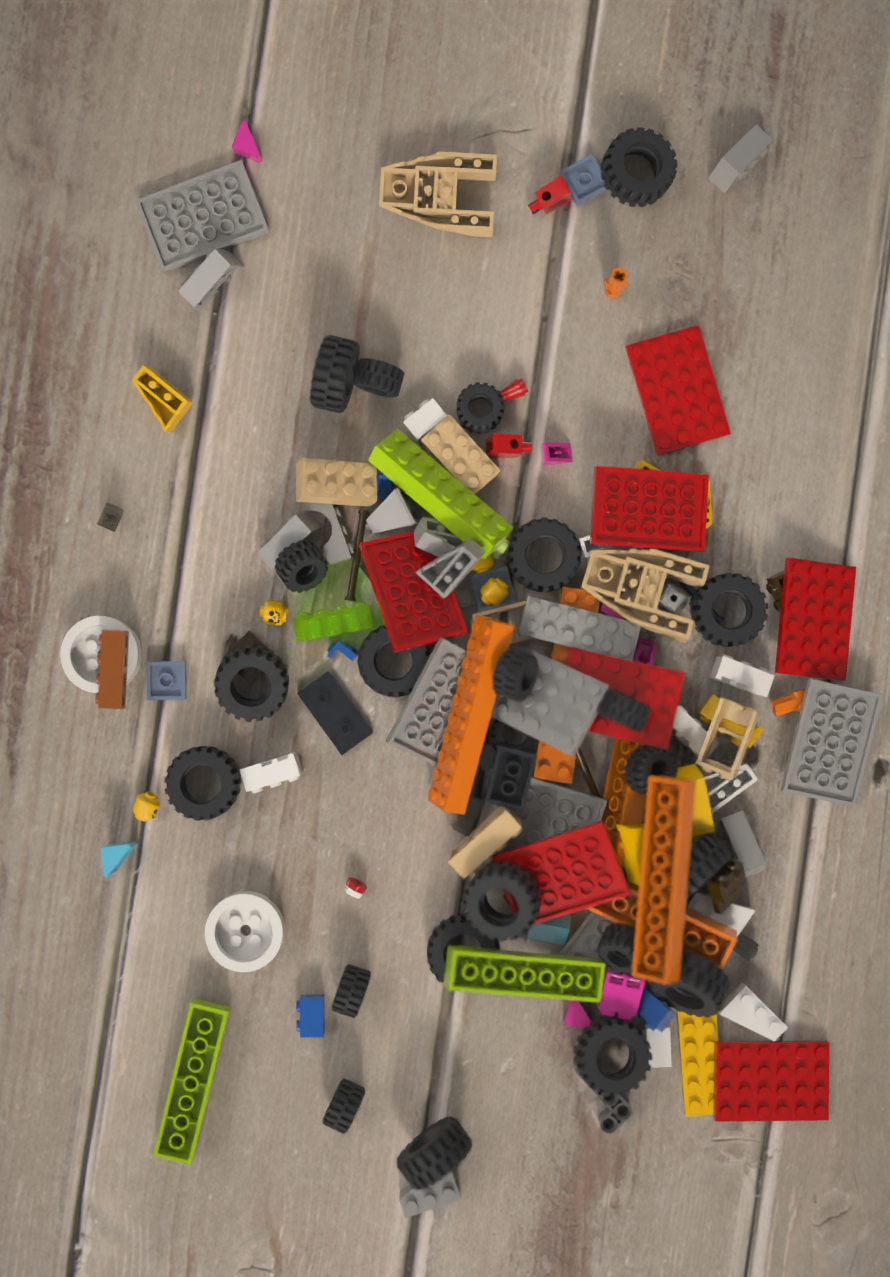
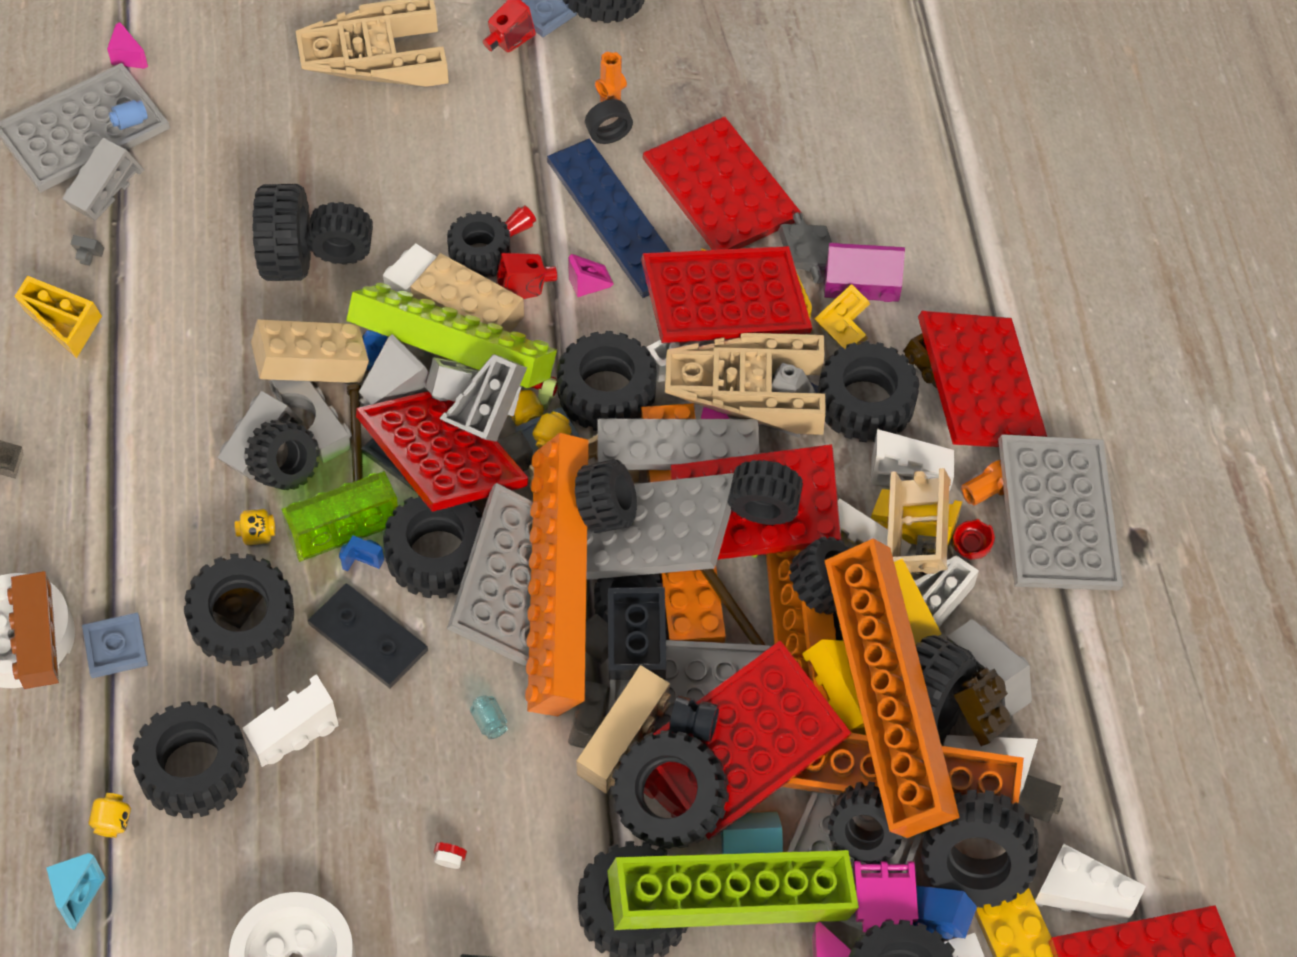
camera: 15 degrees left, 30 degrees down
(191, 338) = (86, 249): none -> dark grey tile
(238, 220) = (128, 114): none -> medium blue brick
(401, 796) = (489, 716): none -> clear light blue brick
(532, 867) = (694, 718): none -> black wheel
(588, 397) = (608, 208): none -> dark blue plate
(606, 314) = (603, 112): none -> black tyre
(726, 466) = (807, 245): none -> dark grey plate
(727, 539) = (839, 317): none -> yellow plate
(758, 506) = (869, 268): none -> slope
(766, 747) = (973, 539): none -> red hair

